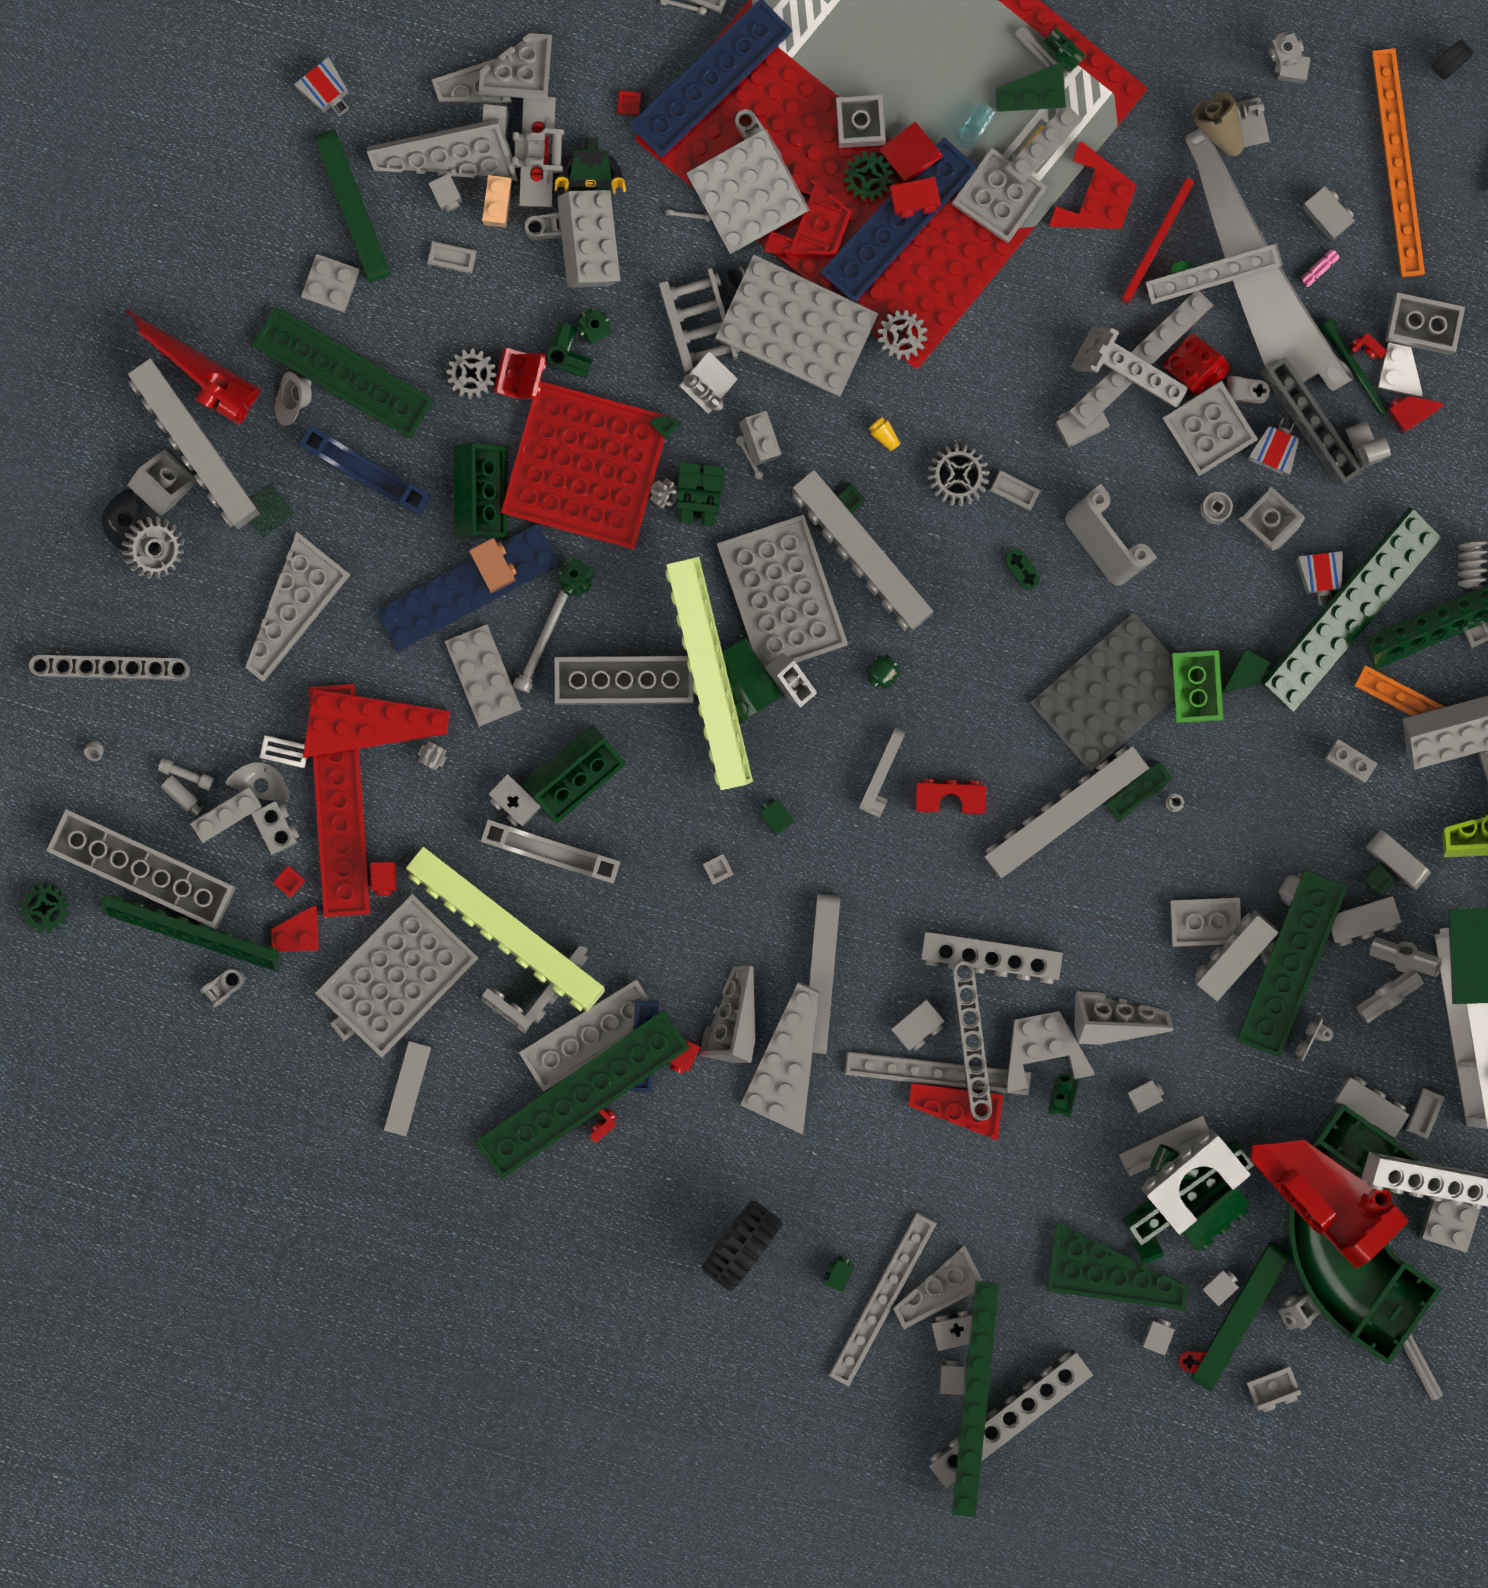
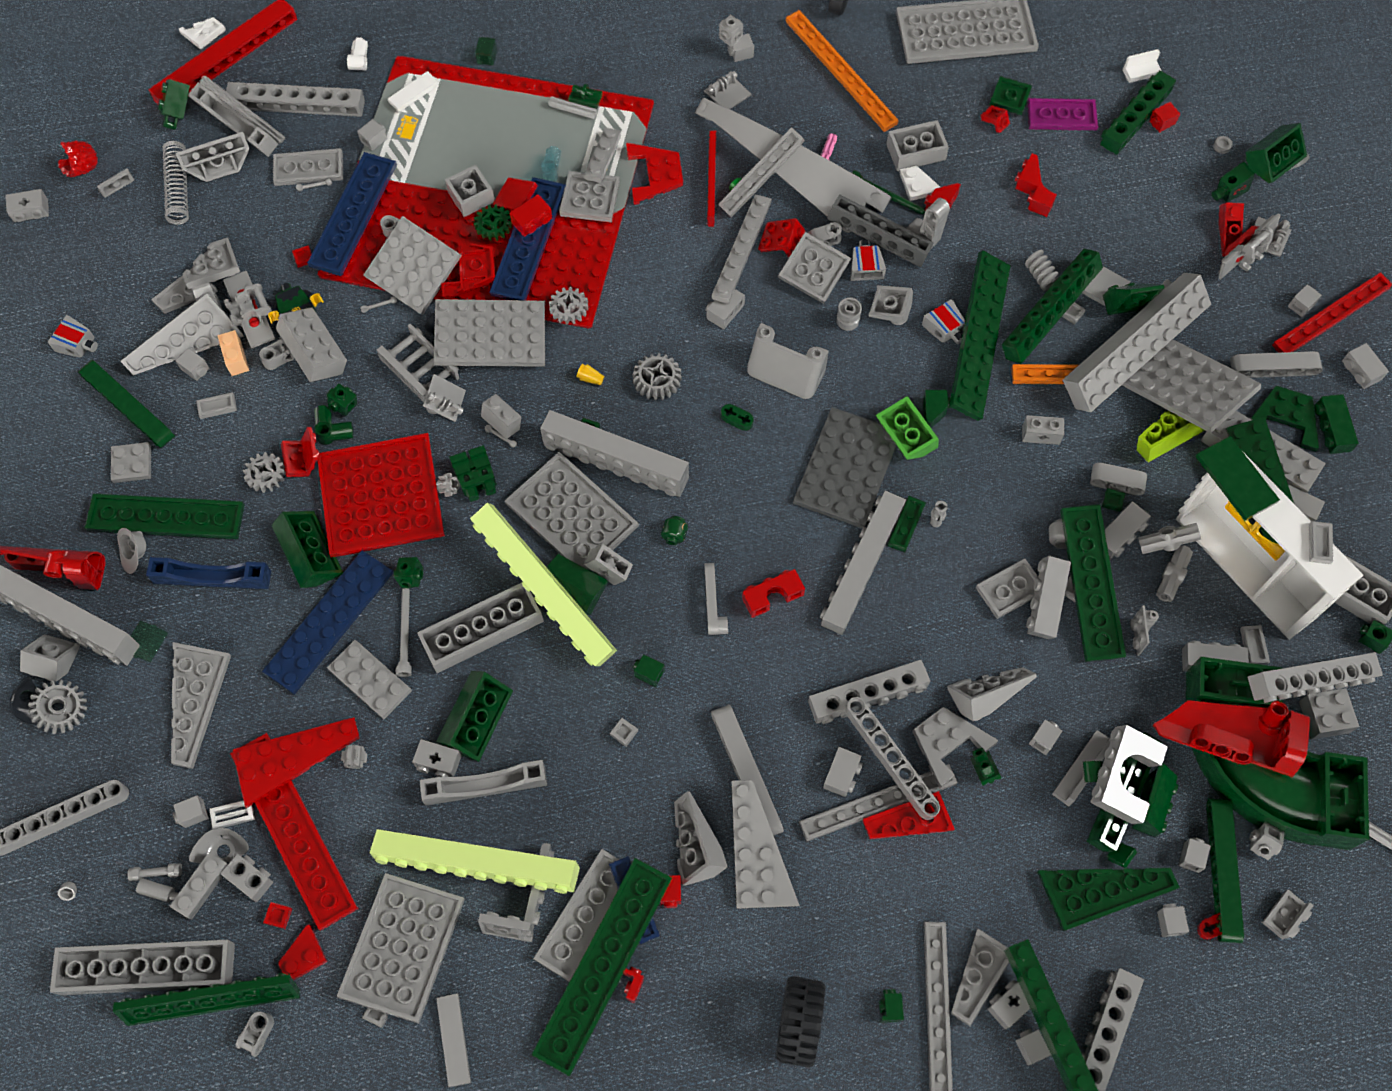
camera: 25 degrees left, 20 degrees down
(47, 918) = (80, 1047): dark green gear -> none
(244, 730) = (190, 812): none -> light grey brick
(383, 878) = (354, 870): red brick -> none
(493, 565) = (338, 591): nougat brick -> none
(665, 425) = (426, 439): dark green tile -> none
(1015, 490) = (702, 370): light grey tile -> none
(1036, 91) = (579, 127): dark green wing -> none
(1100, 349) = (720, 245): light grey bracket -> none
(1220, 122) = (714, 86): dark tan cone -> none
(1329, 213) = (814, 115): light grey brick -> none
(1372, 347) = (890, 175): red bracket -> none

